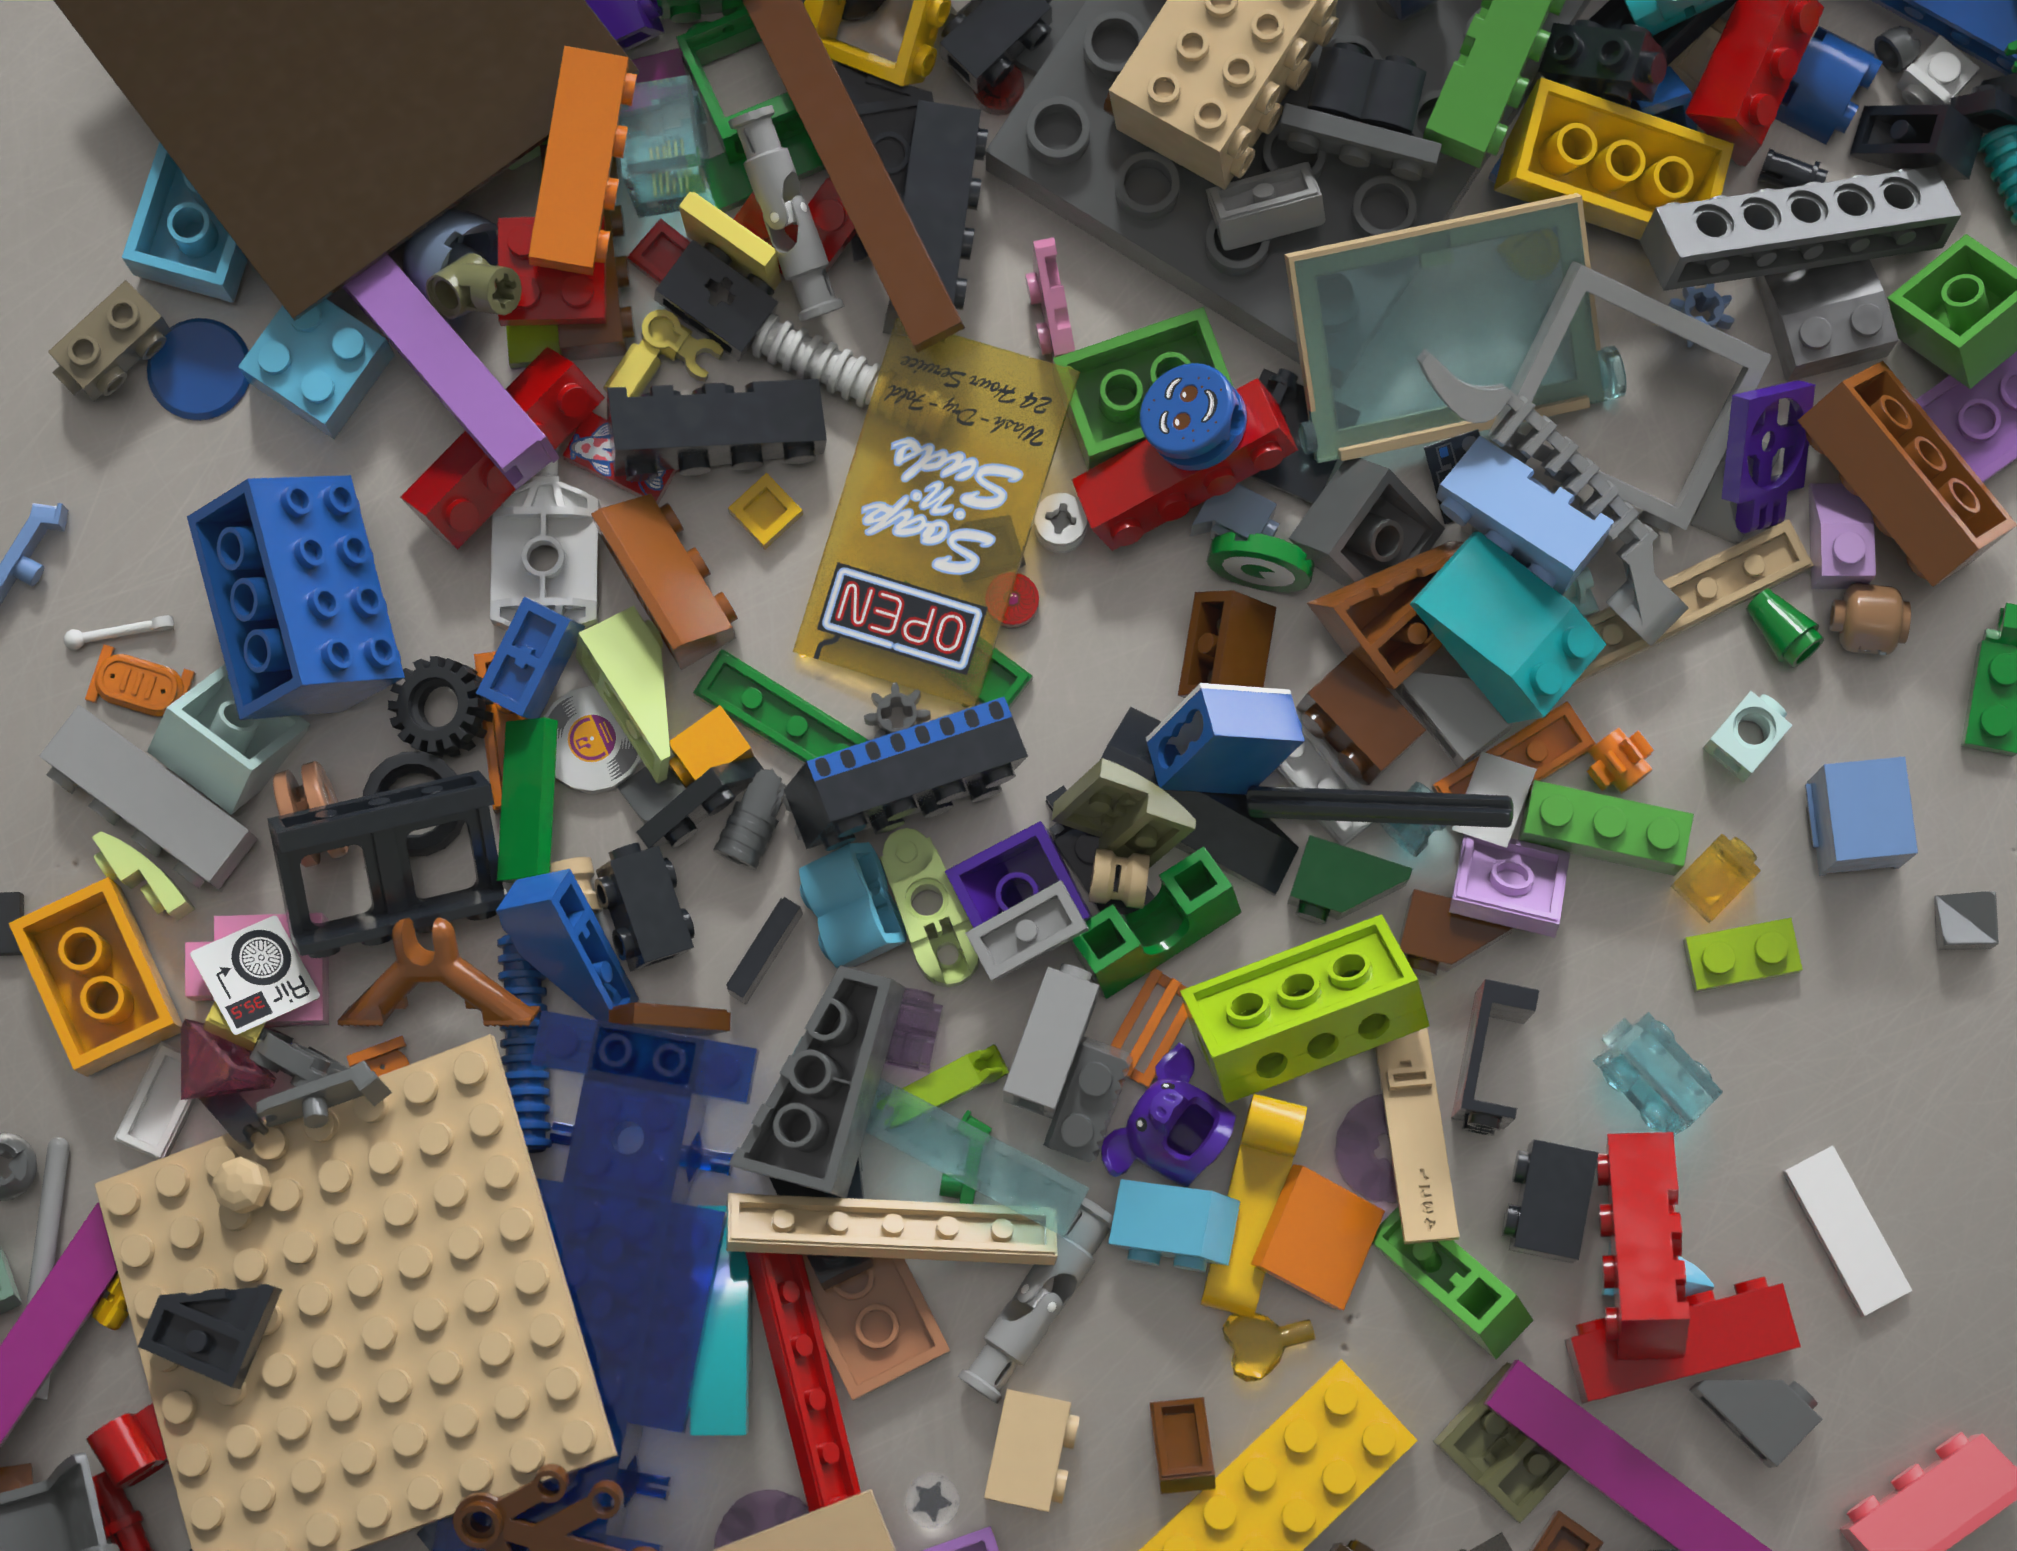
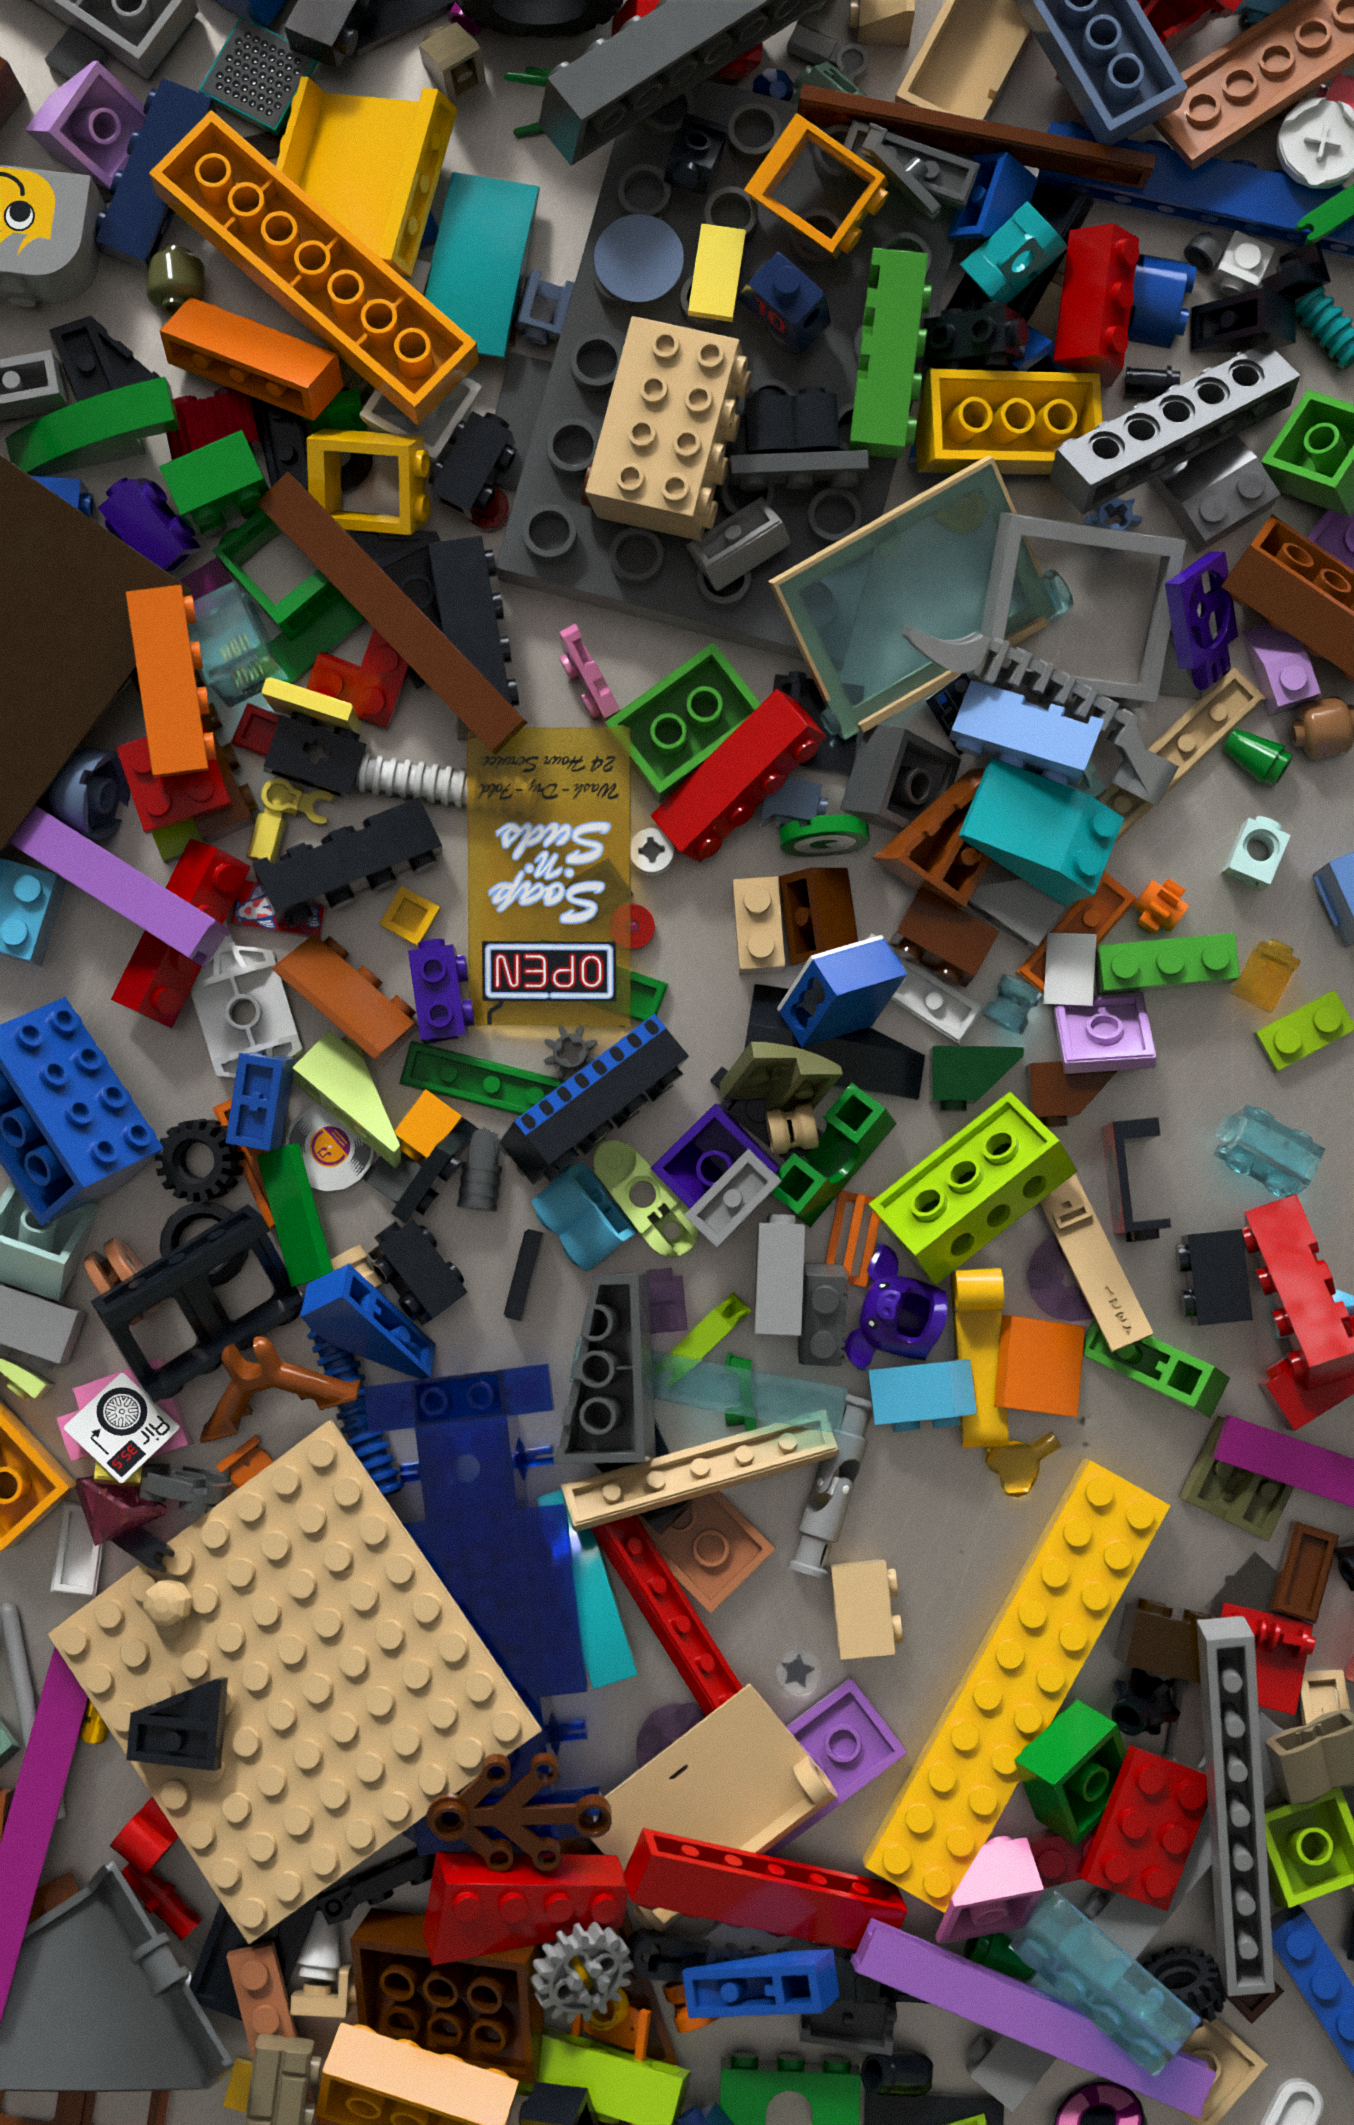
camera: 15 degrees left, 5 degrees up
(315, 1097) = (203, 1515): dark grey piece -> none
(472, 286) = (113, 811): olive piece -> none
(672, 1018) = (466, 1356): reddish brown tile -> none
(770, 602) = (438, 992): none -> dark purple brick
(782, 204) = (344, 663): light grey piece -> none
(1154, 641) = (758, 925): none -> tan brick
(1182, 1445) = (984, 1567): reddish brown tile -> none
(1193, 417) = (735, 737): blue head -> none
(1380, 806) = (982, 1005): black axle -> none

